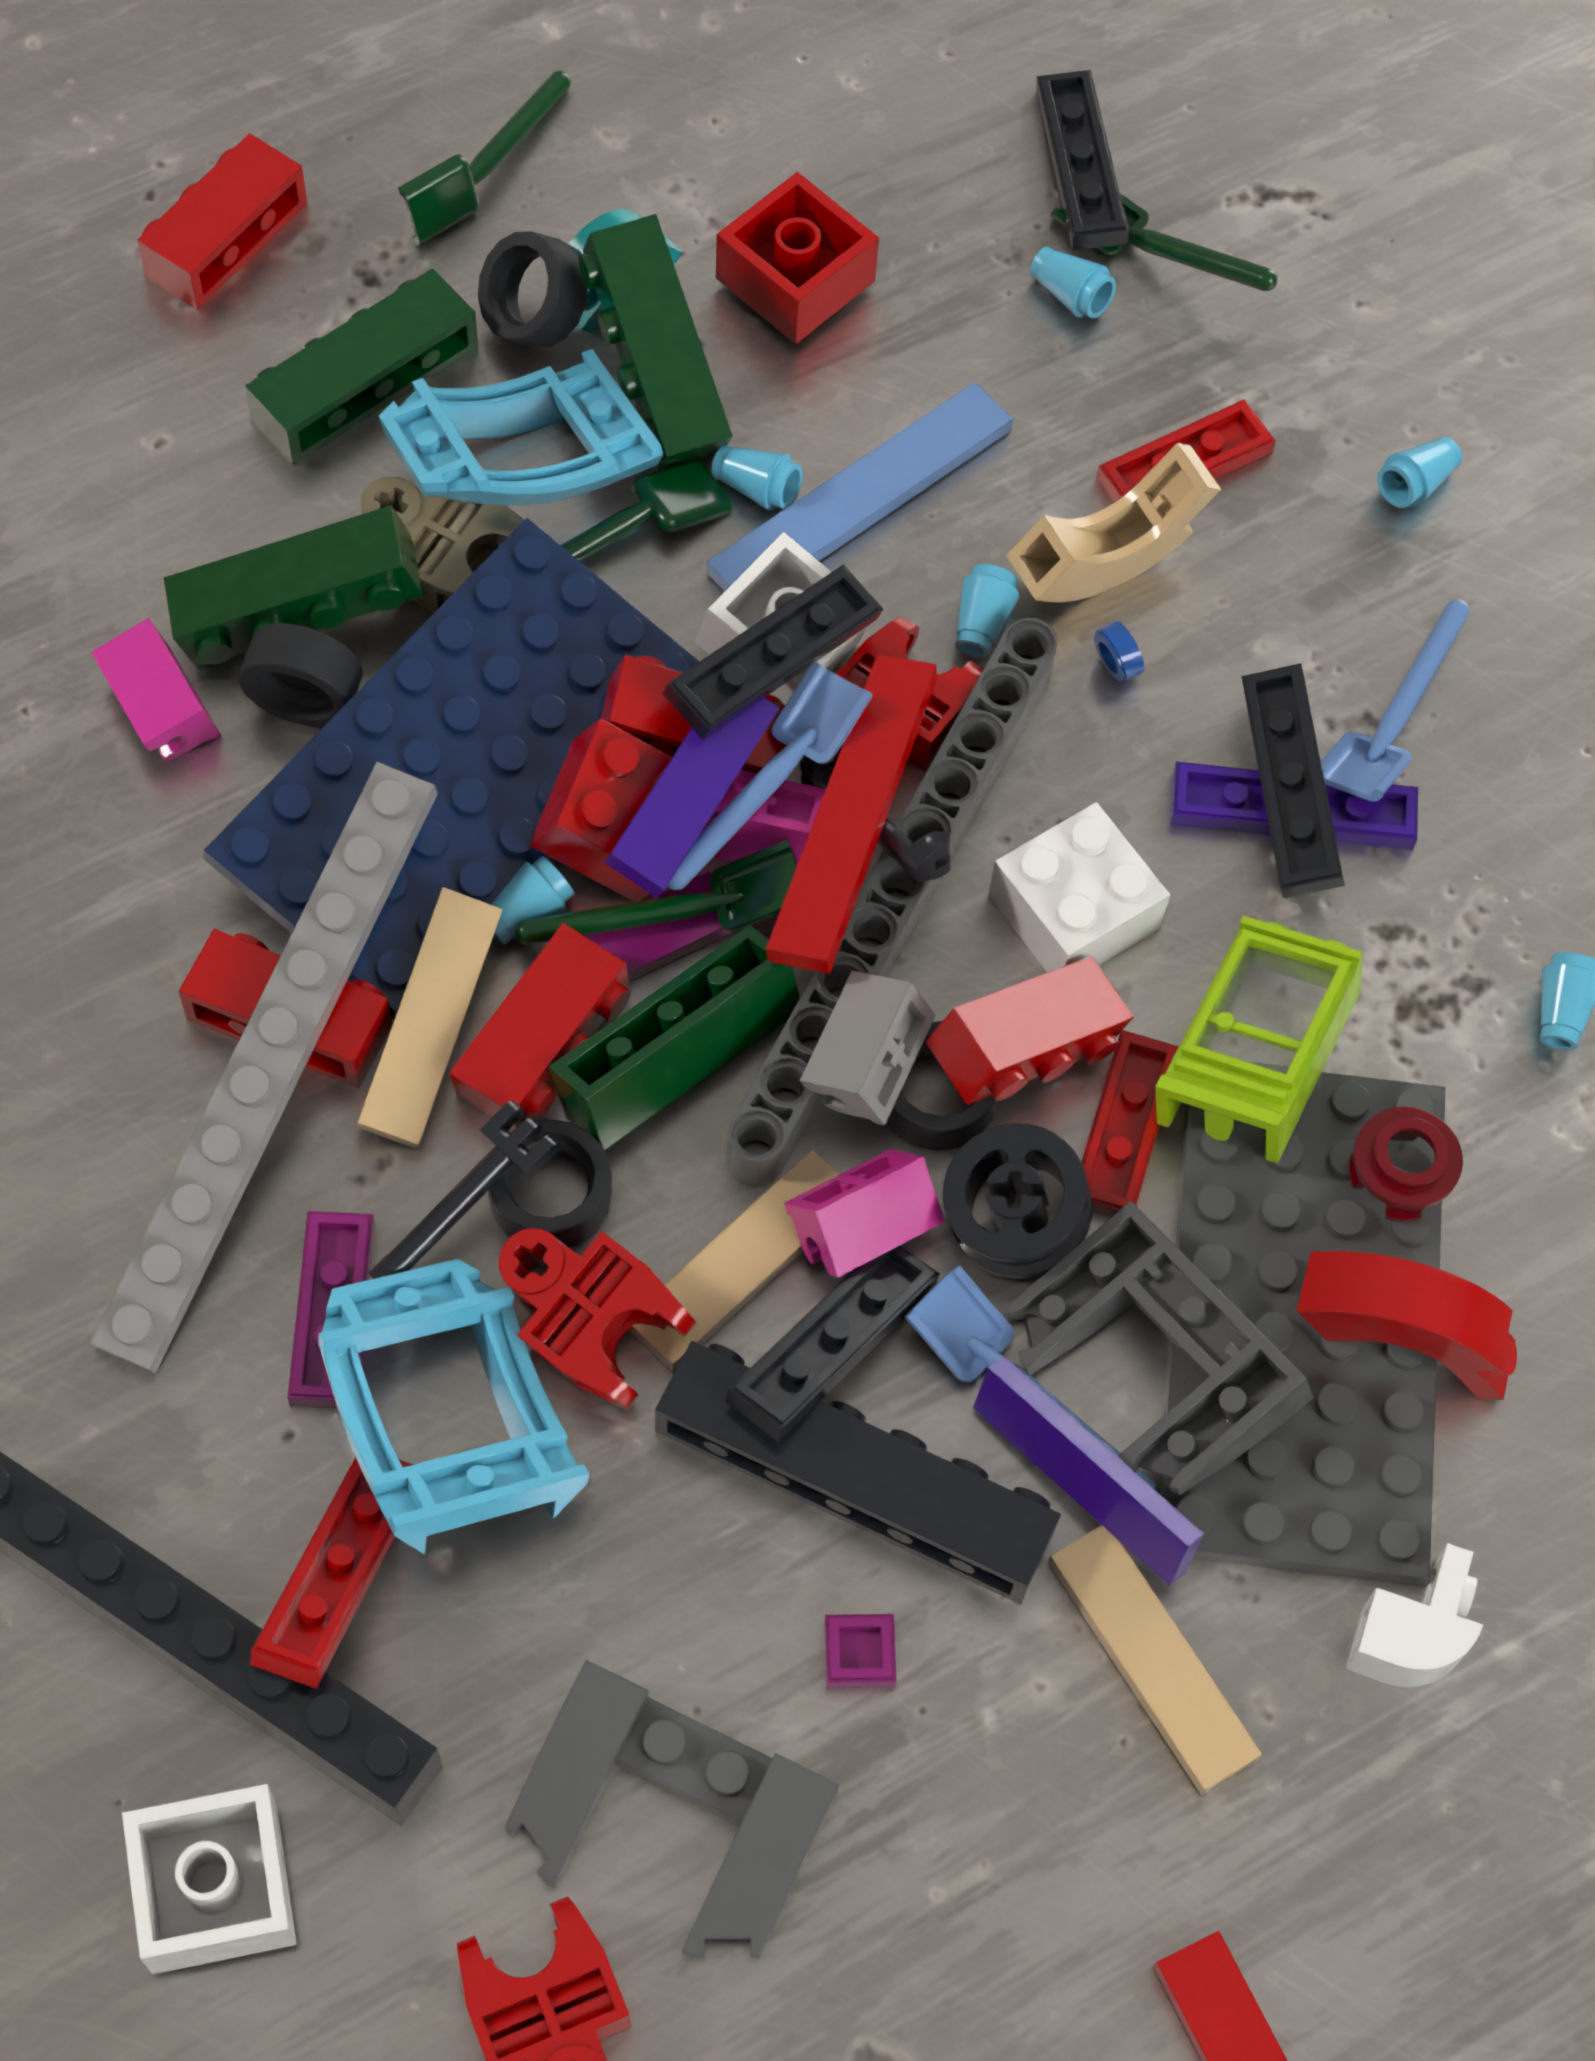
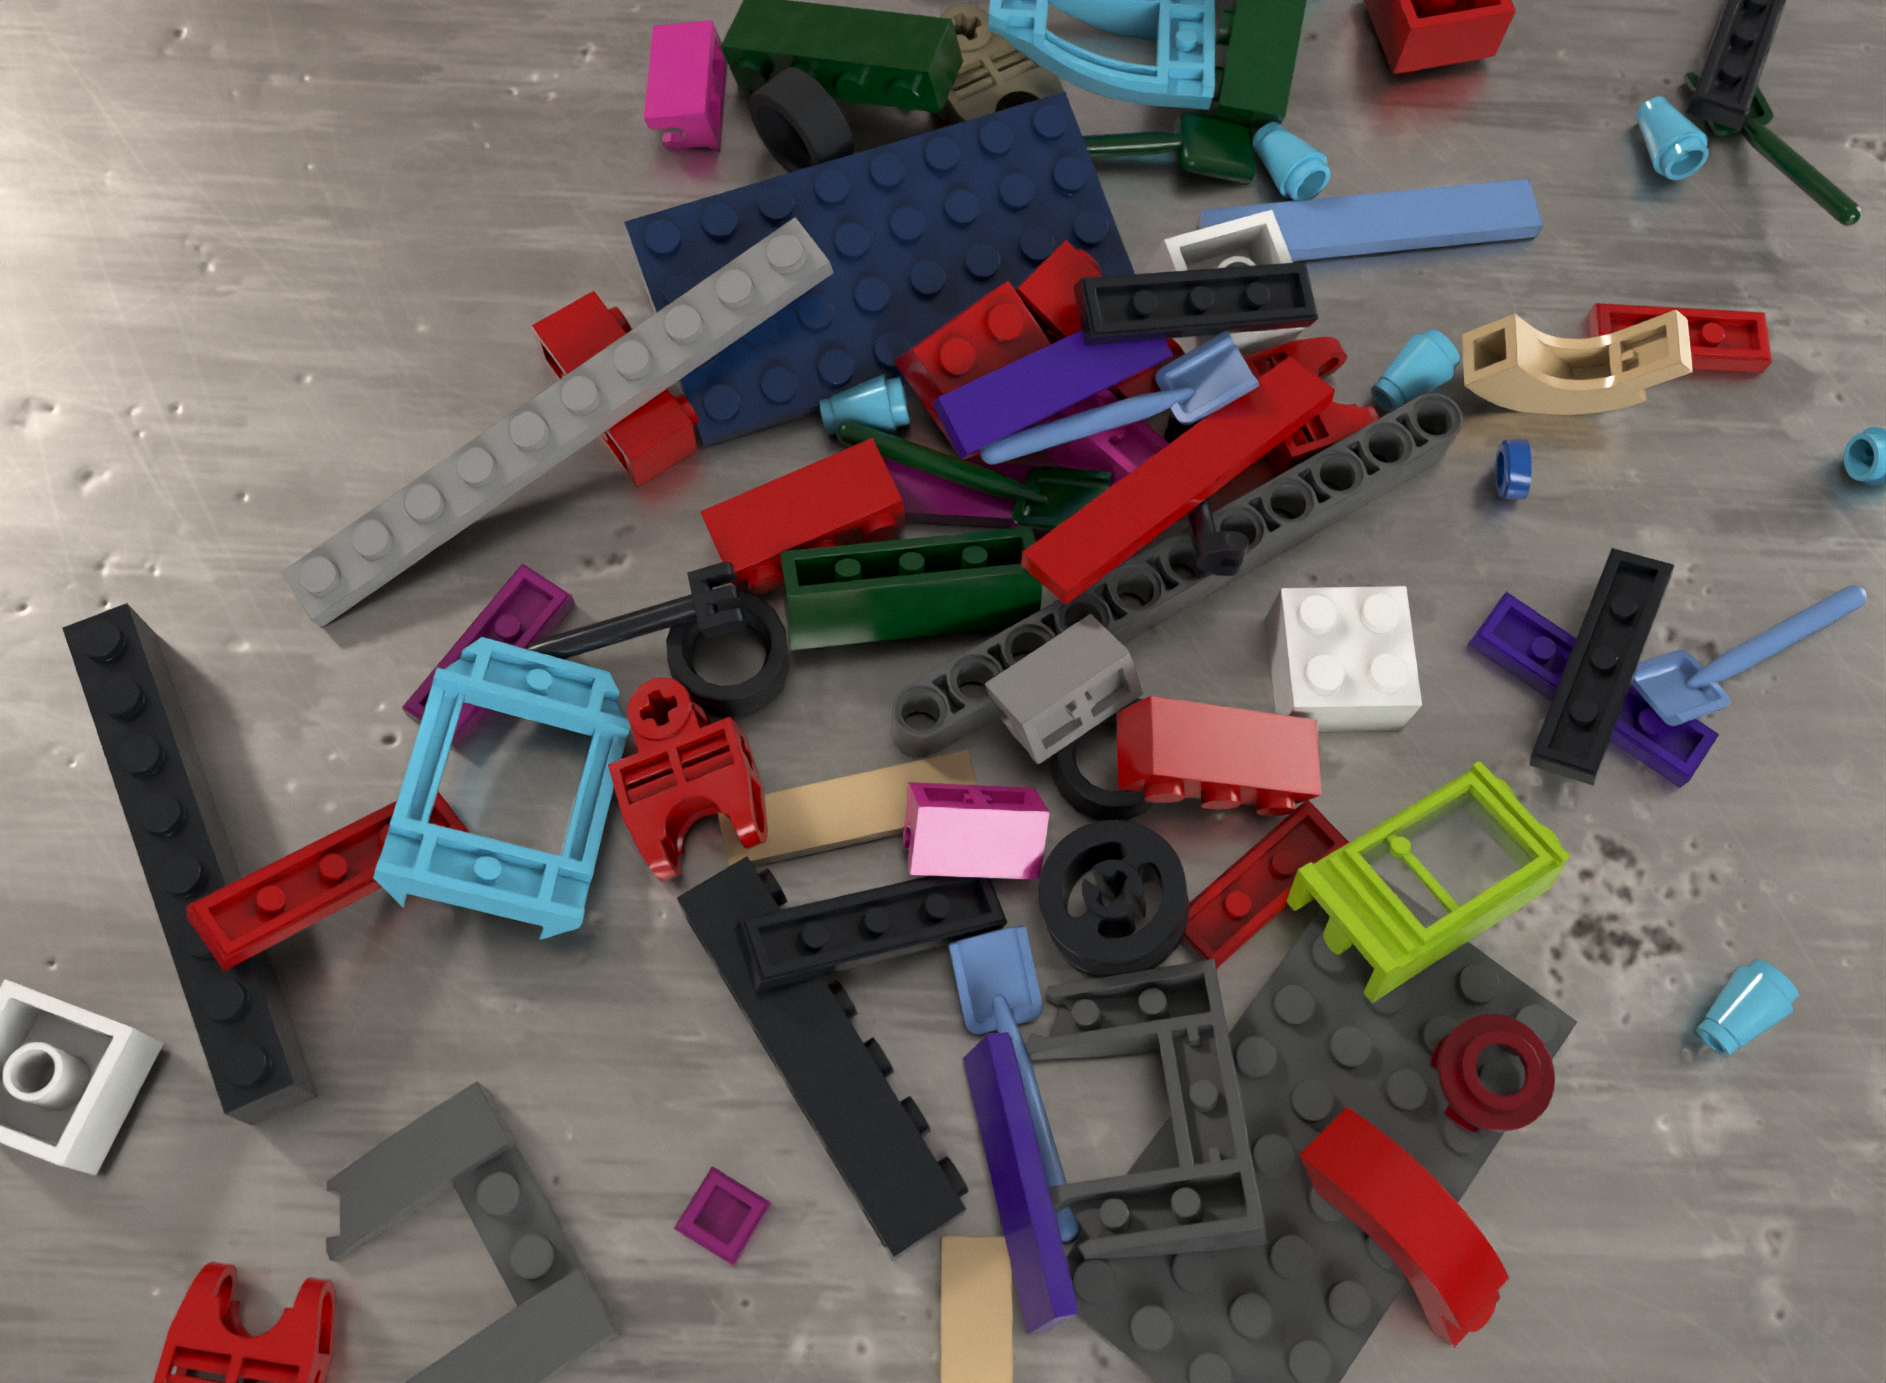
camera: 30 degrees right, 5 degrees up
(429, 1018) = (720, 458): tan tile -> none

